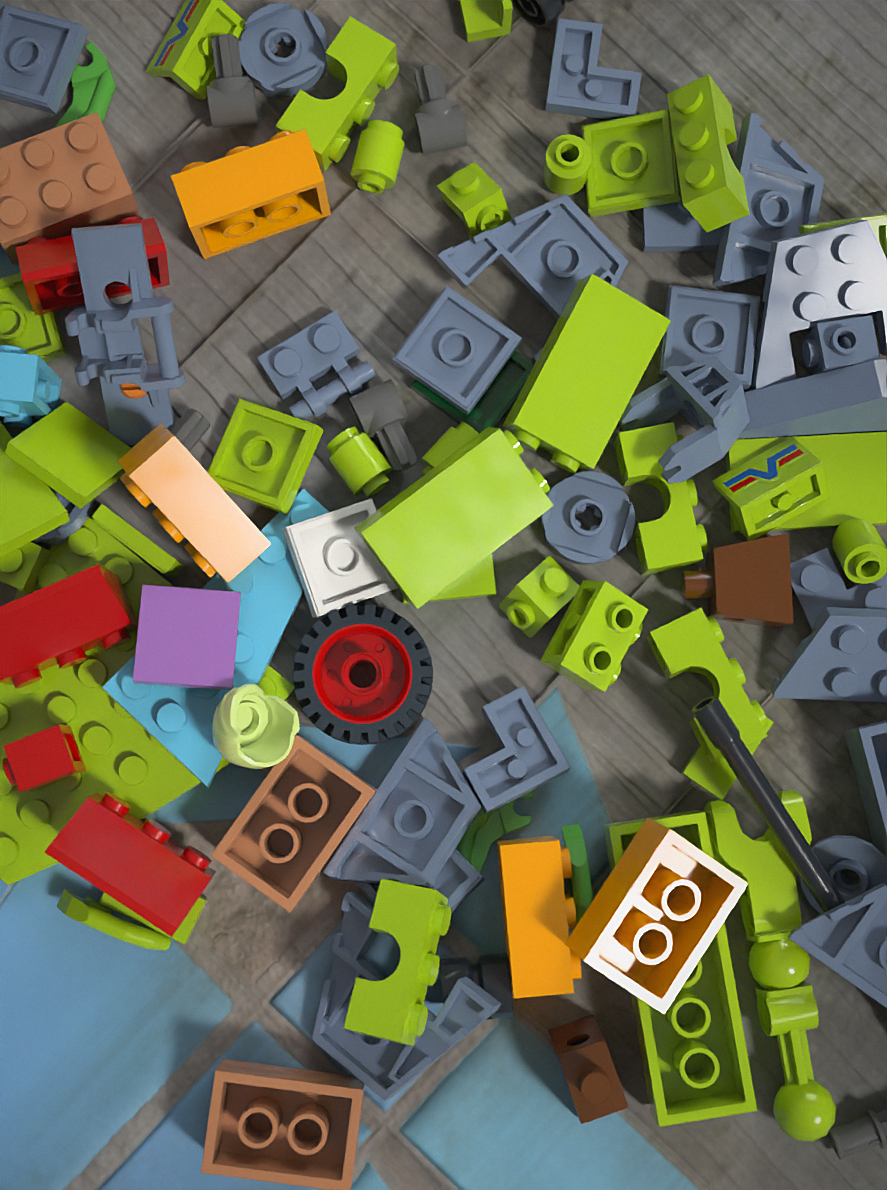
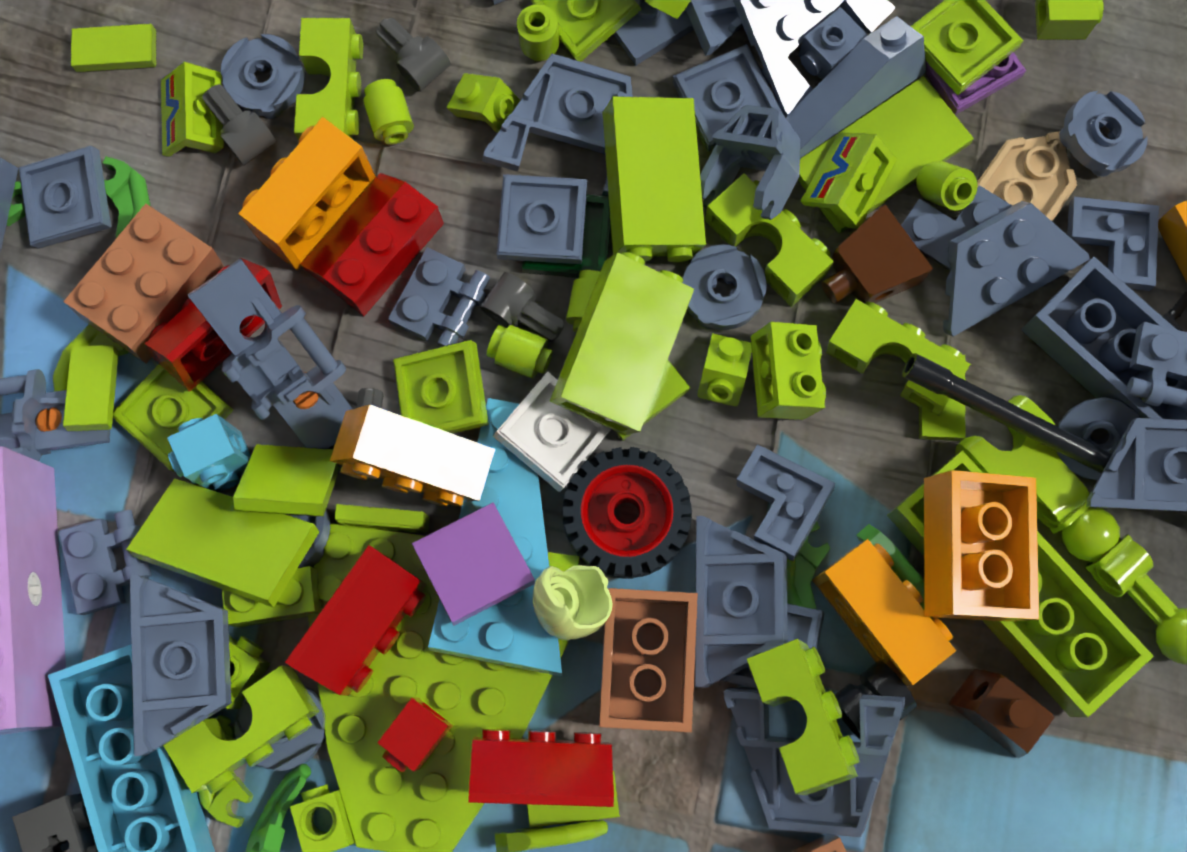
camera: 25 degrees left, 5 degrees down
(288, 275) = (374, 242): none -> red slope

